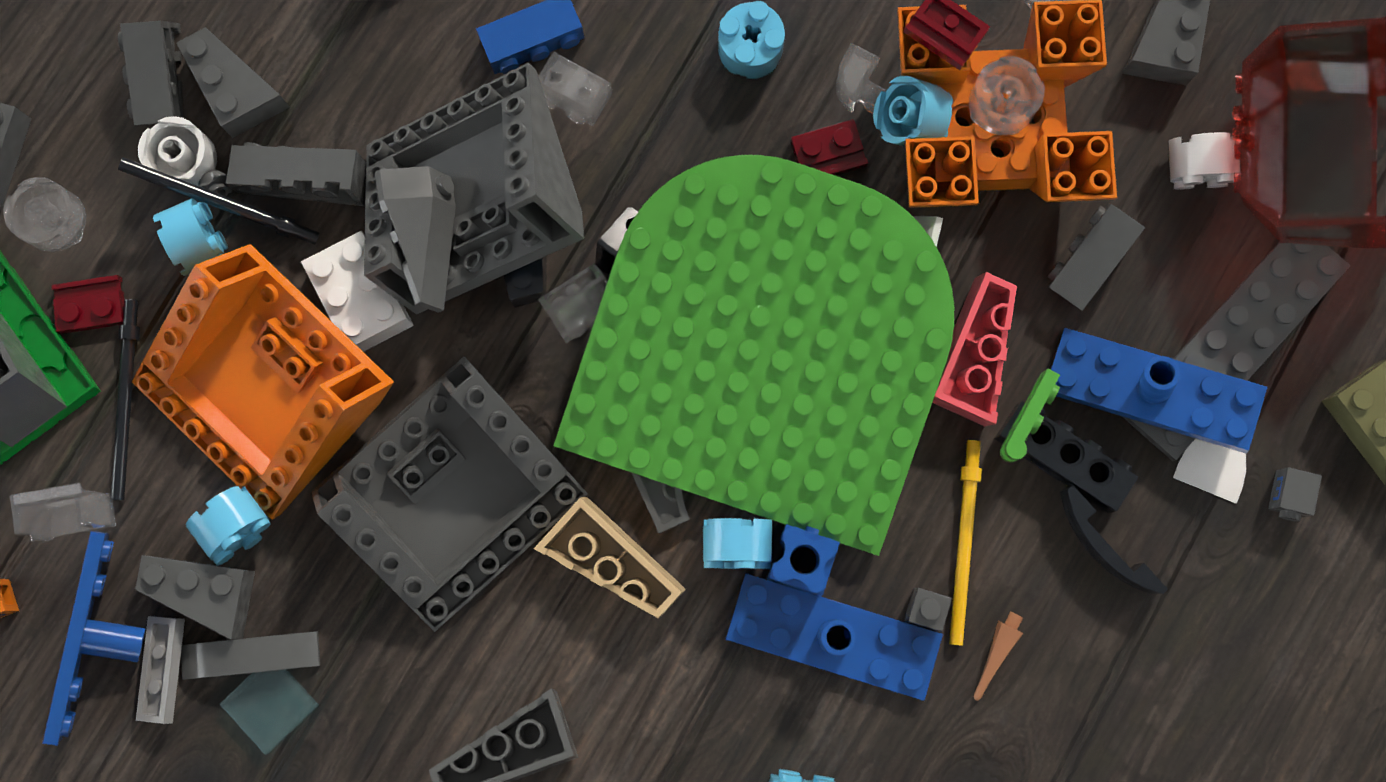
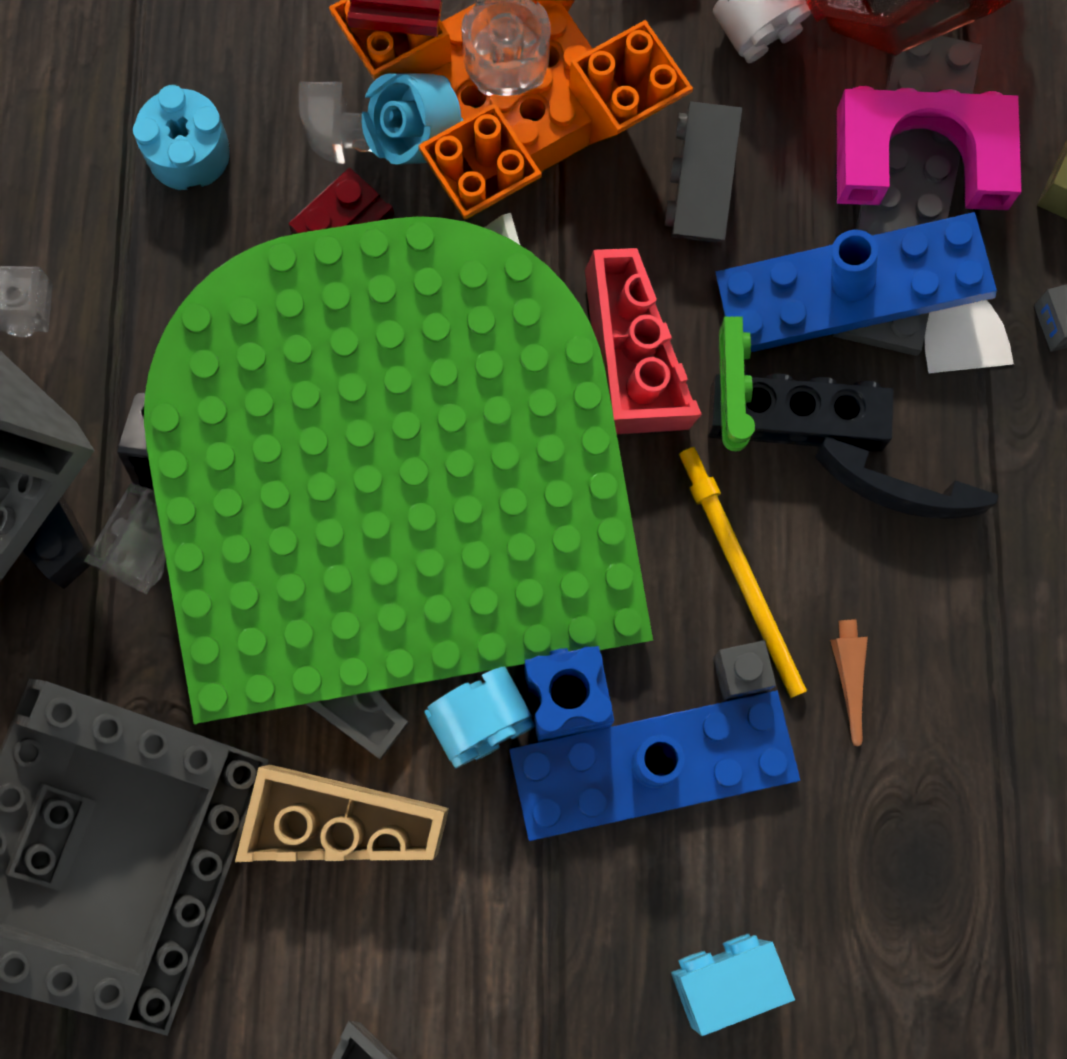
camera: 35 degrees left, 5 degrees down
(1309, 325) = (978, 125): none -> dark pink arch

